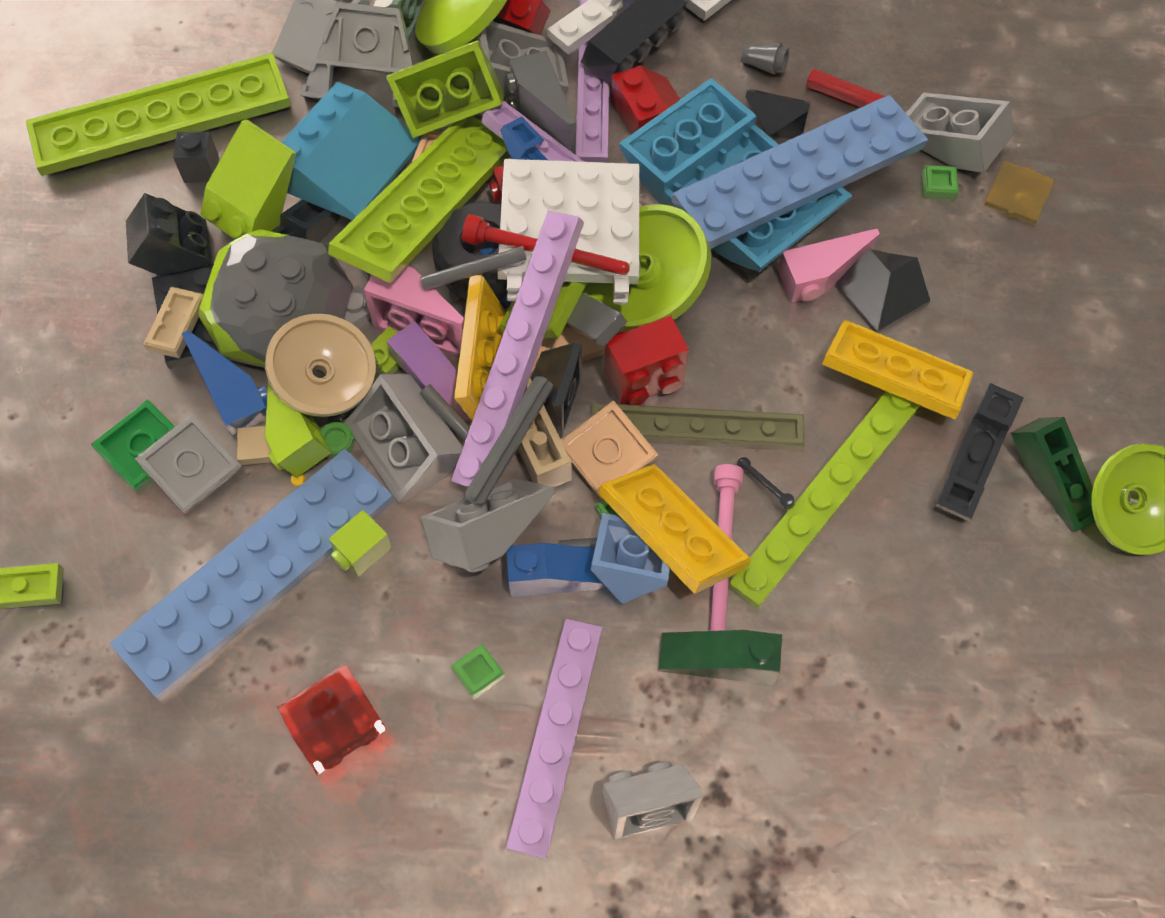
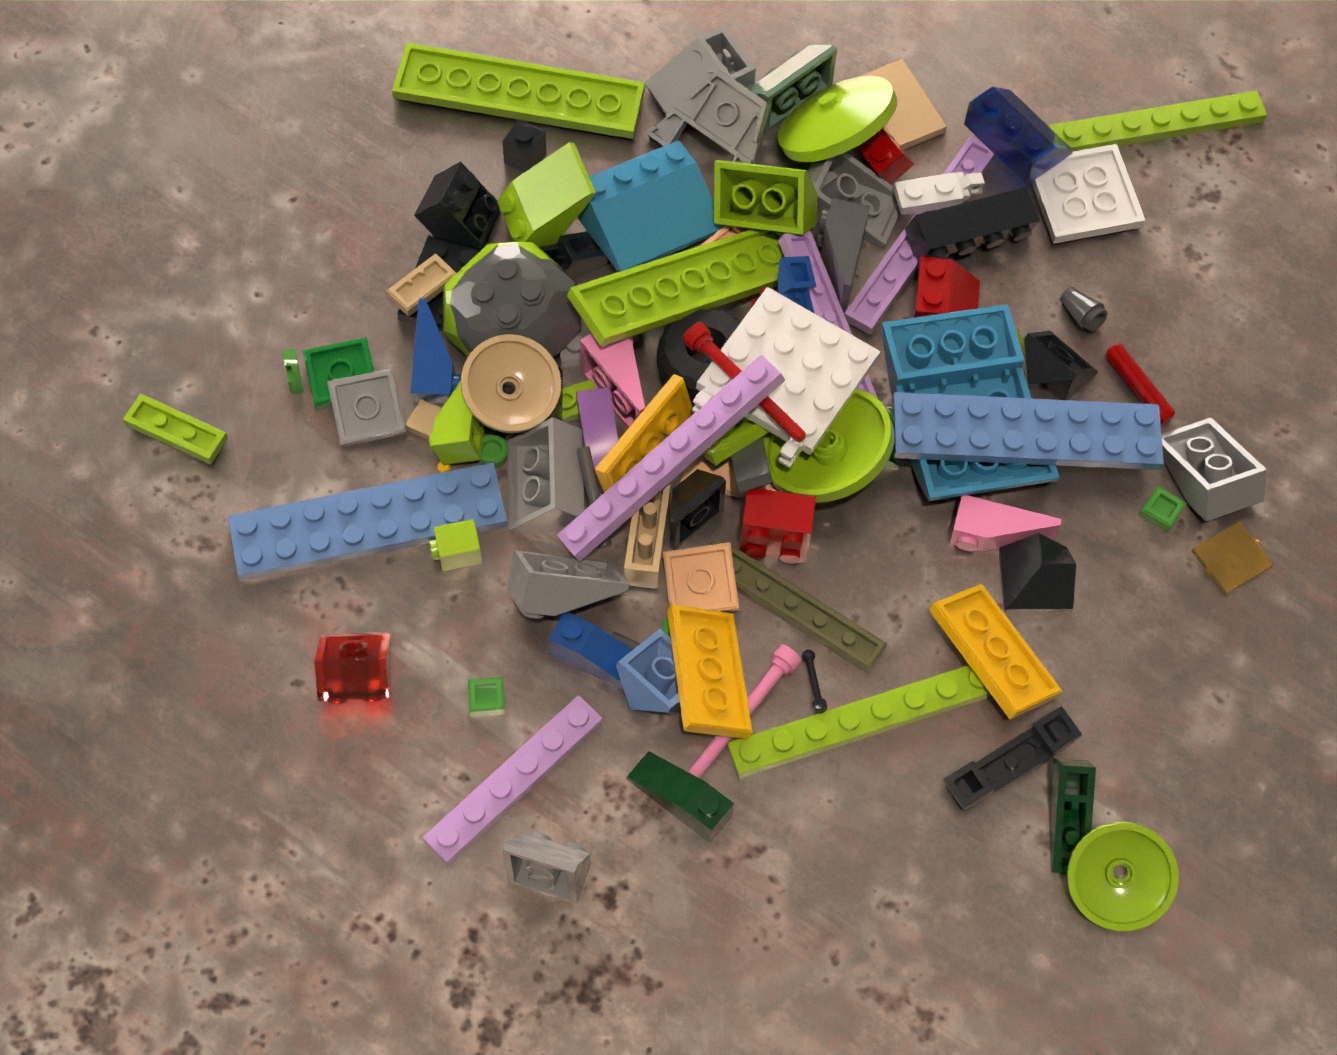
camera: 30 degrees right, 0 degrees up
(92, 468) = (293, 371): none -> bright green tile
(473, 268) = (677, 369): dark grey bar -> none
(508, 441) = (618, 527): dark grey axle -> none

